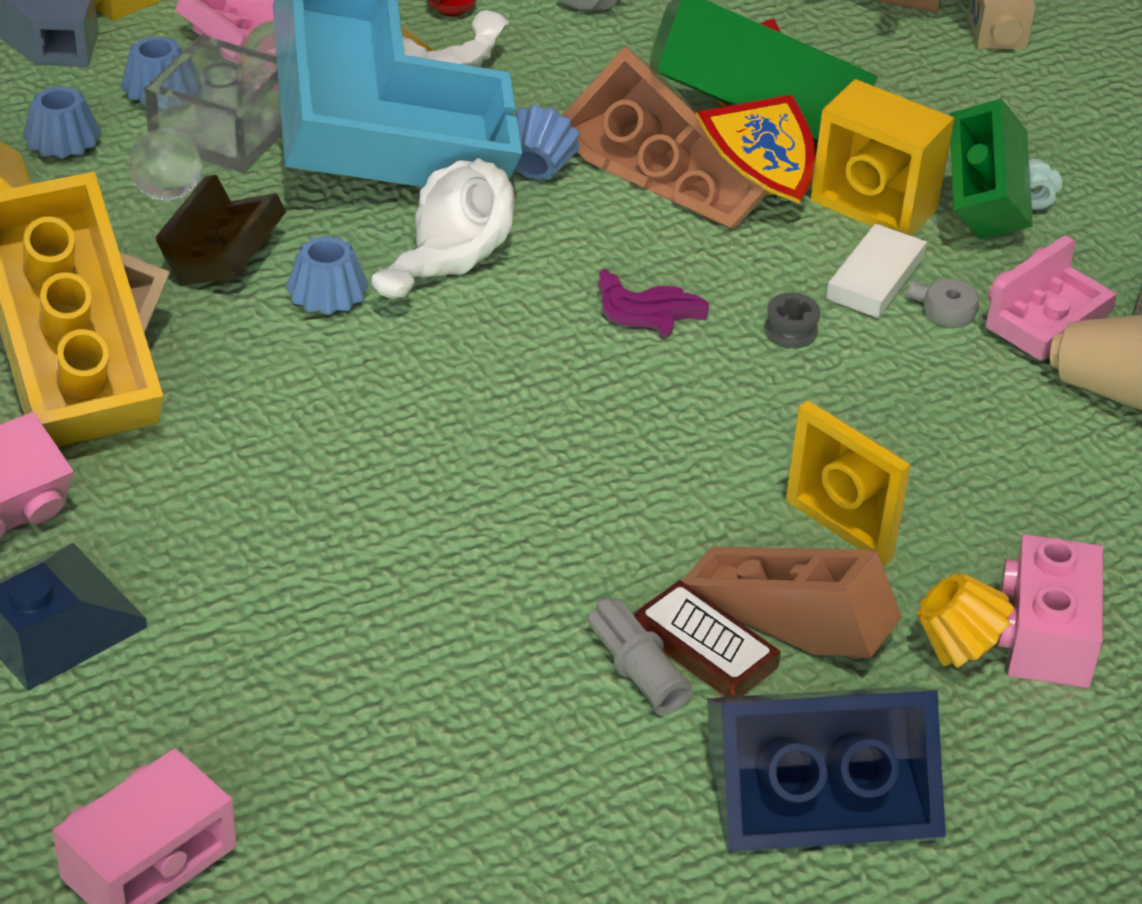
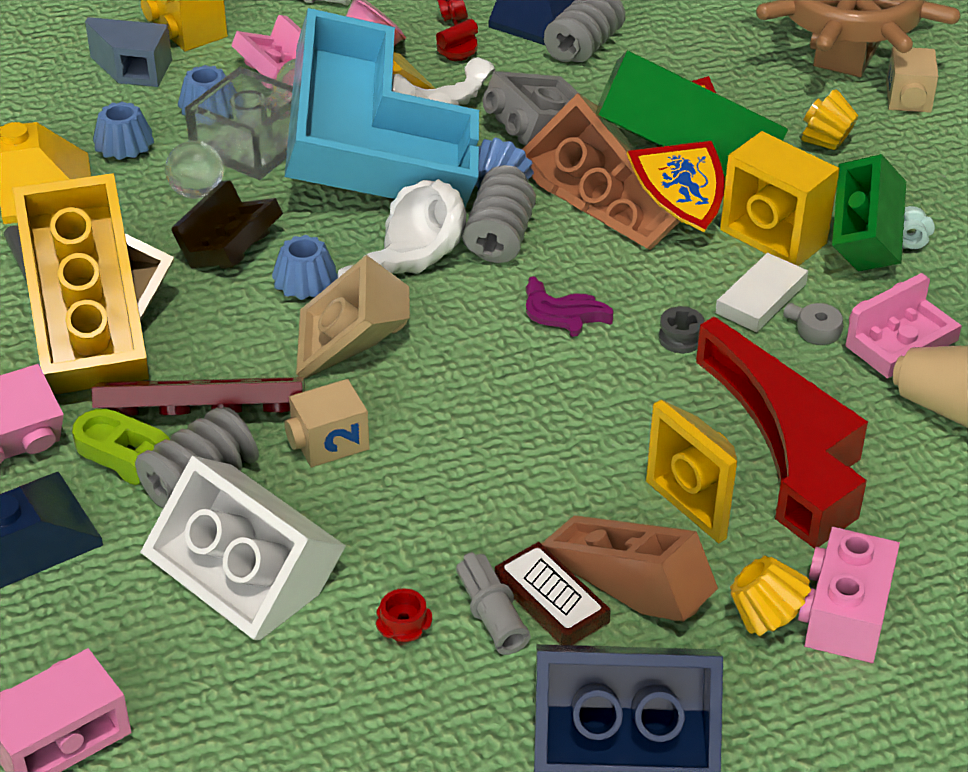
camera: 10 degrees right, 0 degrees up
(125, 499) = (104, 439): none -> lime plate
(204, 440) = (177, 395): none -> dark red plate
(247, 513) = (217, 437): none -> light grey piece
(323, 615) = (240, 547): none -> white slope
(396, 330) = (350, 316): none -> tan slope
(398, 459) = (328, 423): none -> tan brick
(537, 679) = (403, 615): none -> red plate
(552, 197) = (499, 215): none -> light grey piece
(556, 61) = (526, 101): none -> light grey plate
(917, 65) = (829, 121): none -> yellow piece
(959, 423) = (804, 427): none -> red arch

